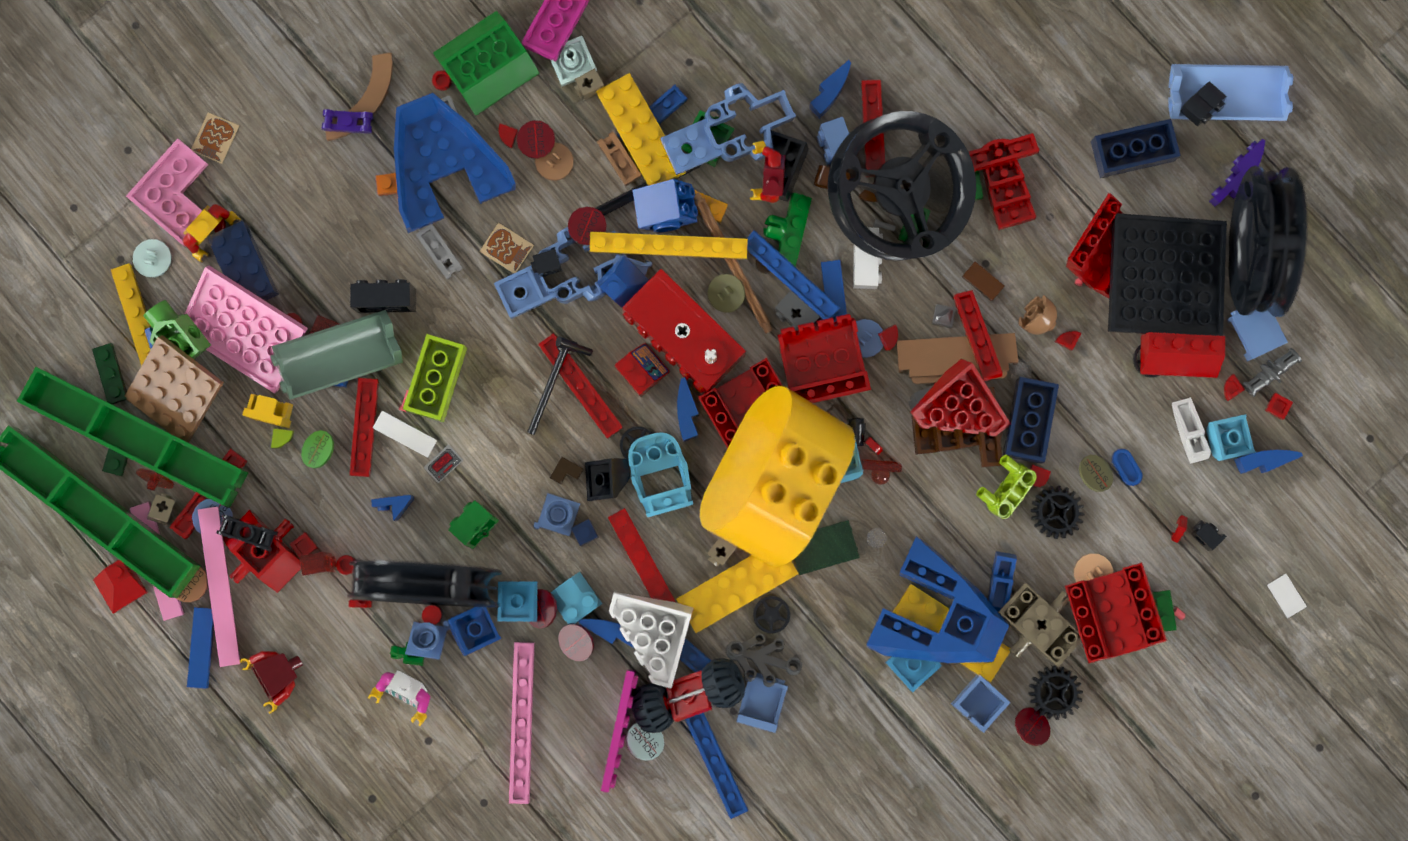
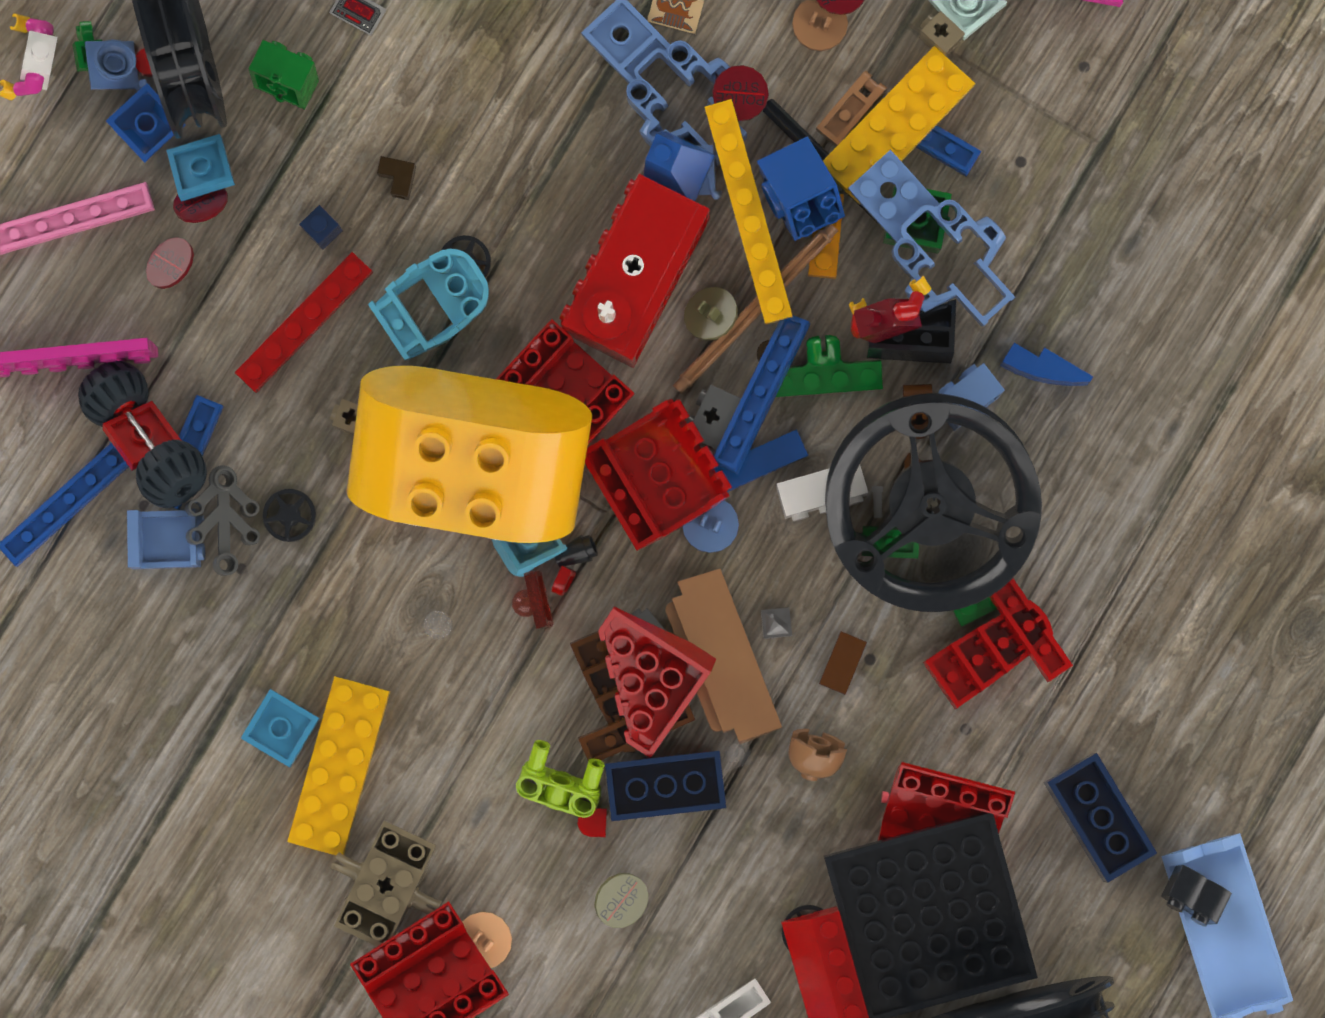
camera: 75 degrees right, 0 degrees up
(546, 263) = (668, 54): black brick -> none
(558, 515) = (335, 185): medium blue hat -> none
(565, 347) = (564, 118): black bar -> none
(575, 599) = (229, 244): medium azure slope -> none
(582, 389) = (519, 157): red plate -> none
(605, 629) = (200, 305): blue slope -> none
(606, 478) = (403, 232): black slope -> none
(641, 369) = (568, 232): red slope -> none
(644, 744) = (60, 399): light aqua piece -> none
(655, 631) = (215, 363): white slope -> none
(686, 411) = (529, 310): blue slope -> none
(733, 590) = (303, 450): yellow plate -> none
(828, 548) = (403, 560): clear green piece -> none
(872, 109) = (1032, 433): red plate -> none
(889, 337) = (722, 556): red tile -> none
(970, 630) = (346, 787): blue piece -> none
(978, 335) = (759, 675): red plate -> none
(980, 703) = (255, 835): medium blue piece -> none
(1001, 579) = (430, 813): blue slope -> none
(1032, 727) = (243, 917): dark red piece -> none
(1048, 698) = (288, 927): black gear -> none
(1068, 339) = (799, 807): red tile -> none
(1072, 503) = (534, 849): black gear -> none
(1126, 467) = (645, 942): blue tile -> none
(1242, 164) = (1127, 981): dark purple slope -> none

